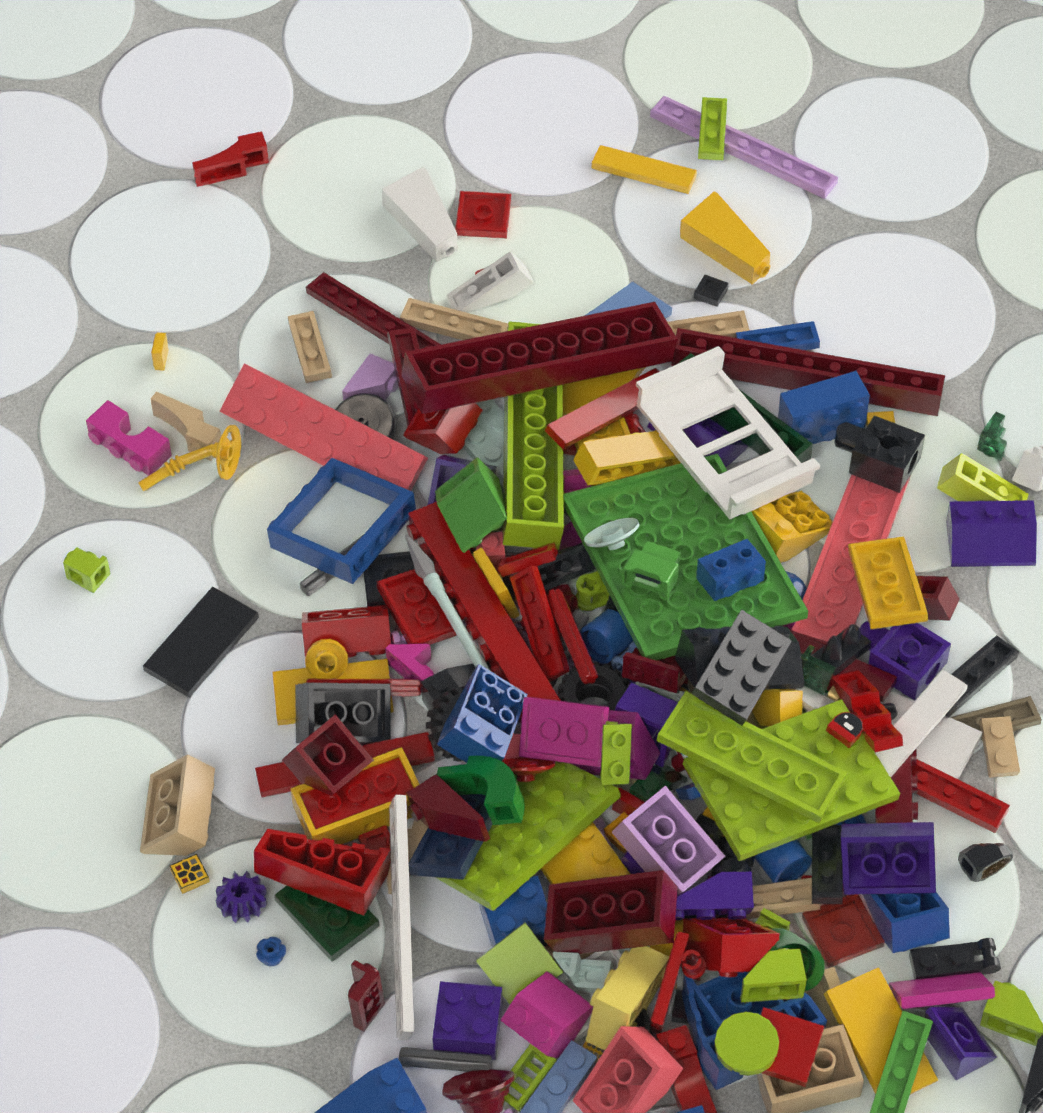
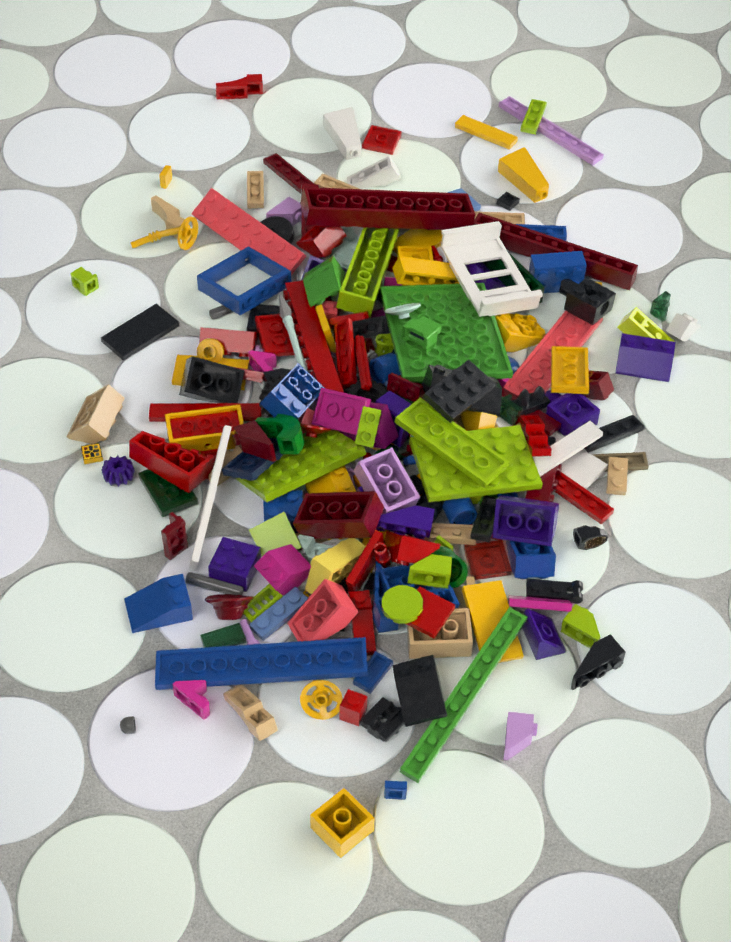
camera: 10 degrees right, 5 degrees down
(142, 451) = (124, 212): dark pink arch -> none
(270, 958) = (126, 504): blue plate -> none
(328, 757) = (191, 398): dark red slope -> none
(596, 414) = (412, 249): tile -> none
(730, 569) = (470, 340): blue brick -> none
(846, 728) = (517, 439): tile -> none

